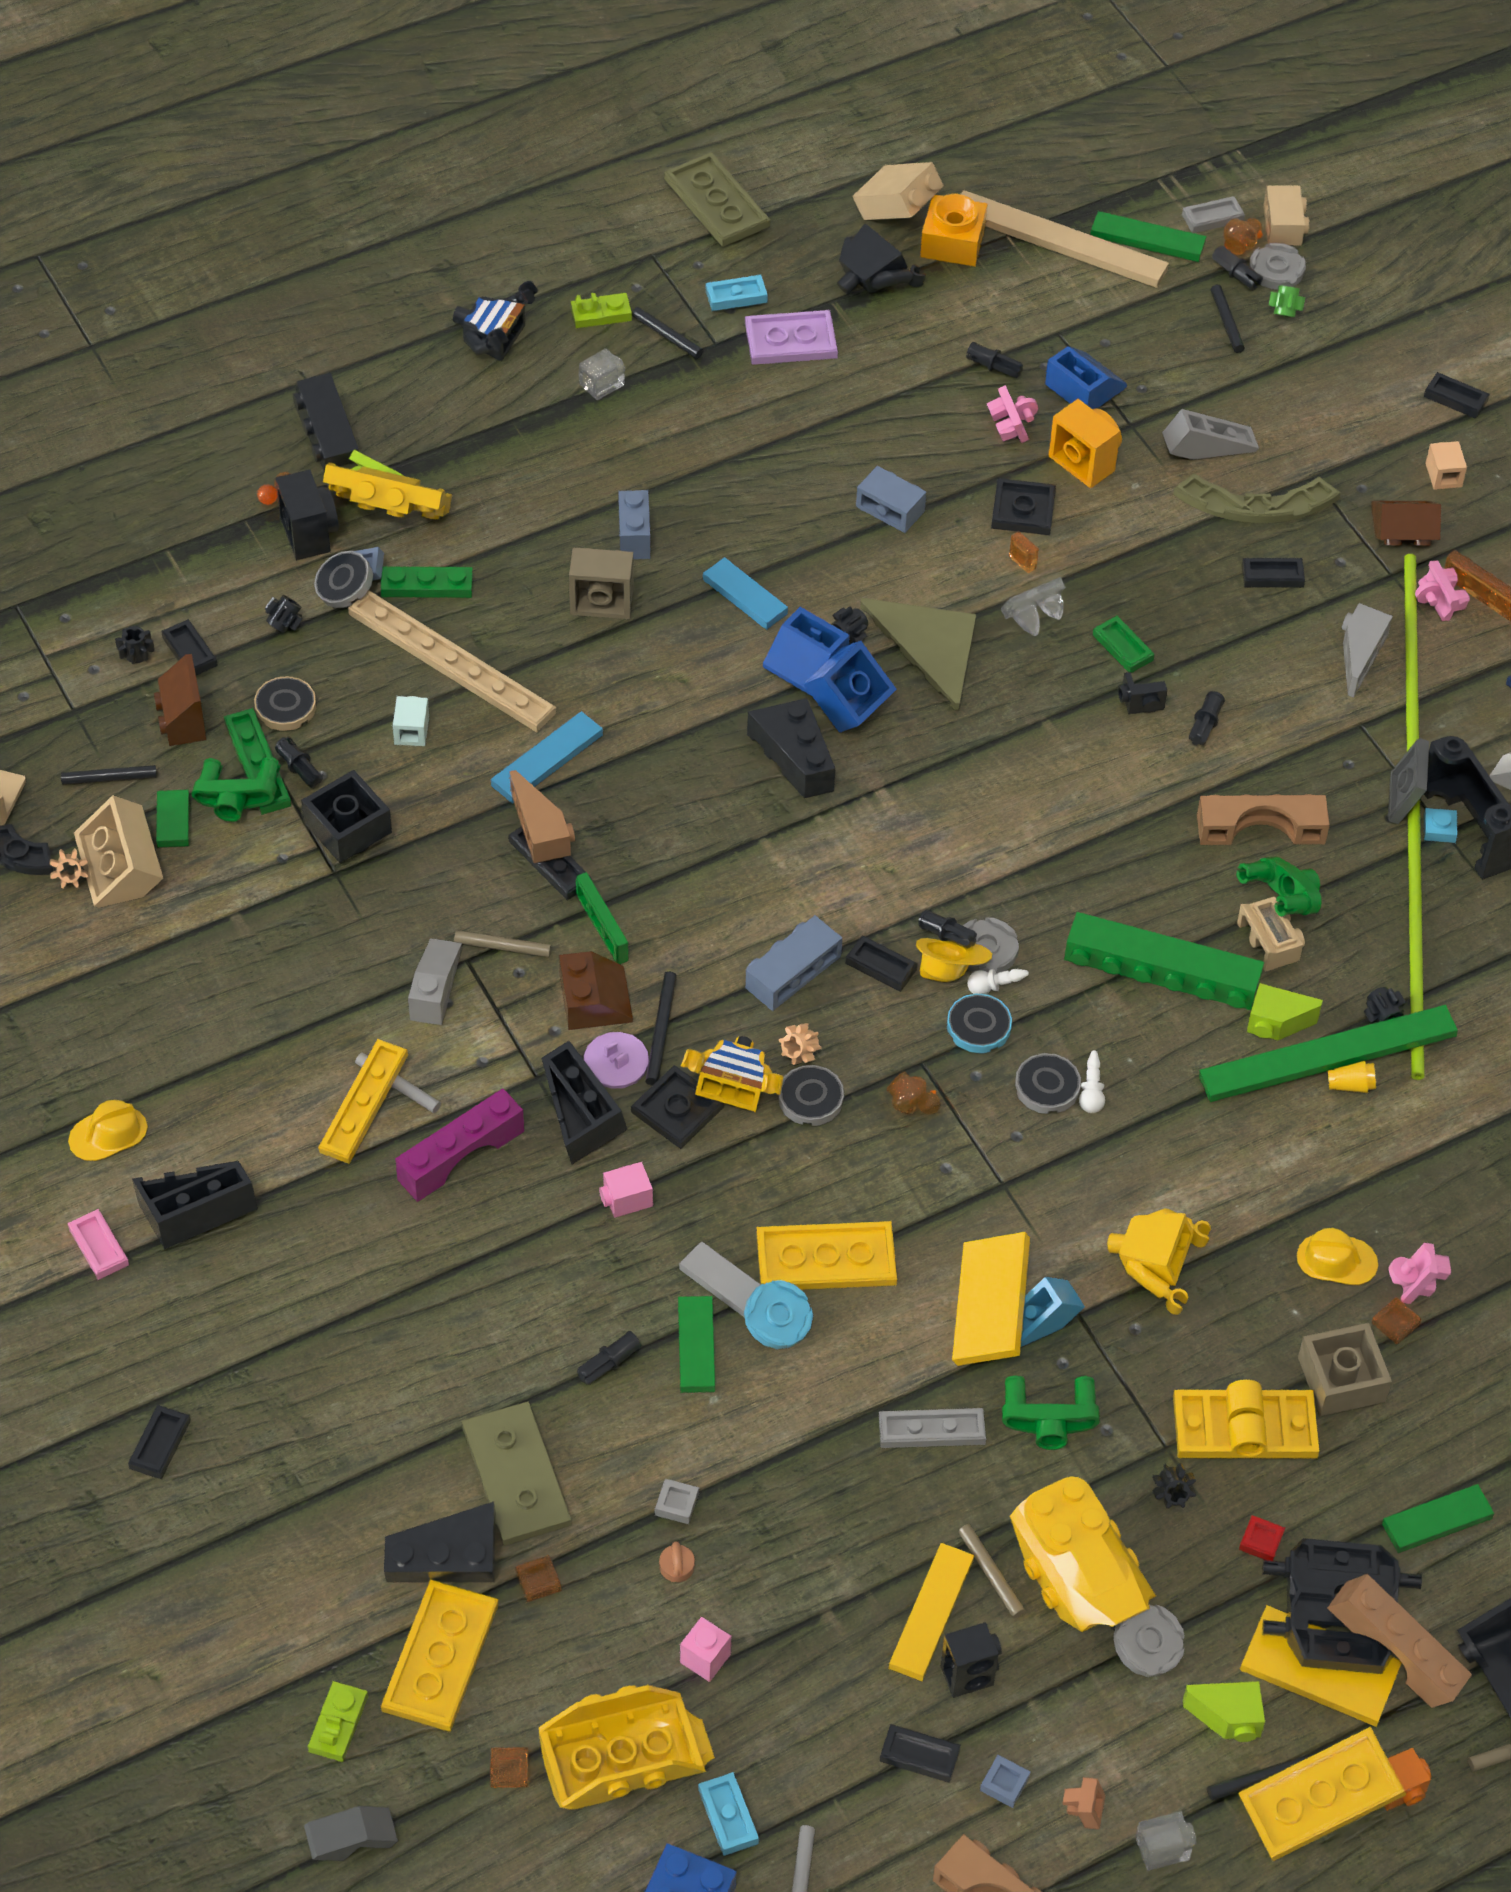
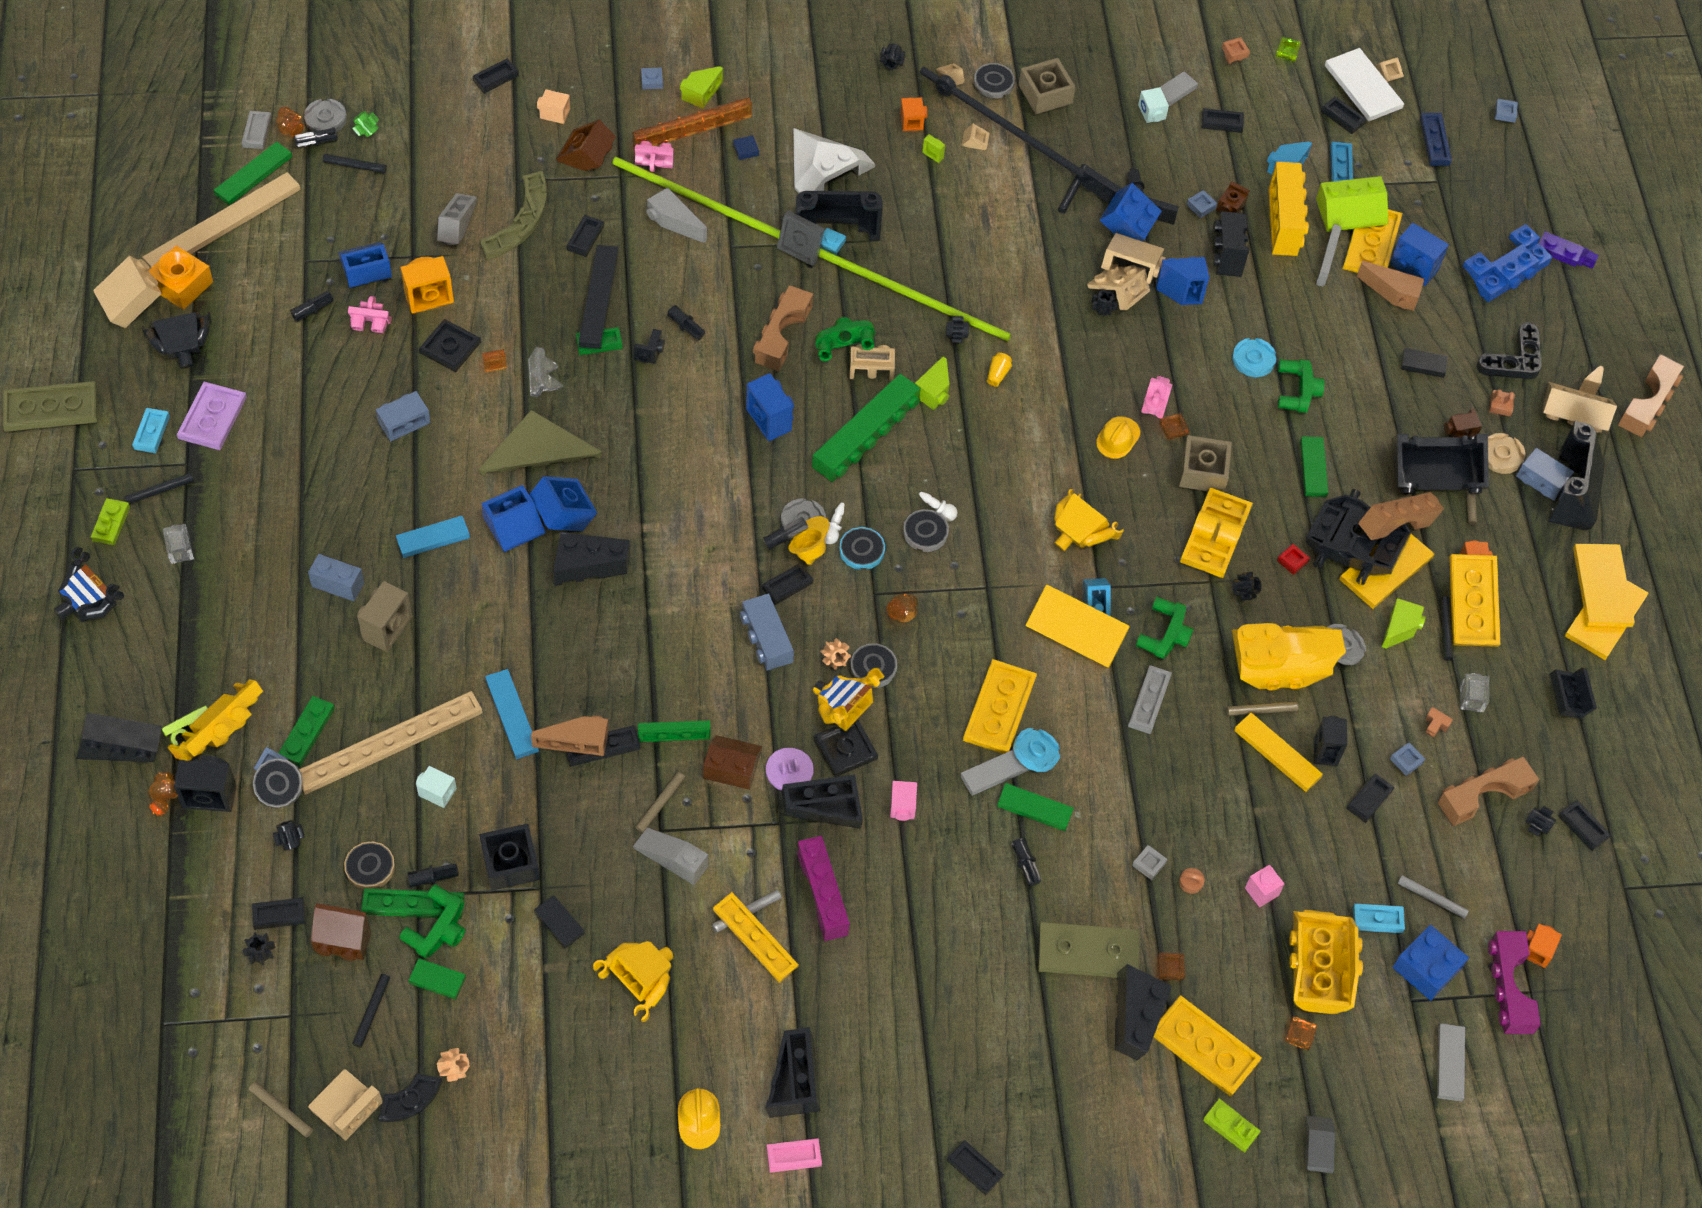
camera: 70 degrees left, 5 degrees up
(118, 853) = (455, 1023): tan slope -> none
(261, 1001) = (641, 970): none -> yellow torso
(296, 904) = (559, 921): none -> black tile
(661, 1028) = (778, 732): black bar -> none
(851, 622) = (501, 483): black gear -> none
(1122, 841) = (769, 406): none -> blue brick
(1185, 616) = (598, 297): none -> black tile
(1285, 214) = (287, 91): tan brick -> none
(1327, 1053) = (975, 375): green tile -> none

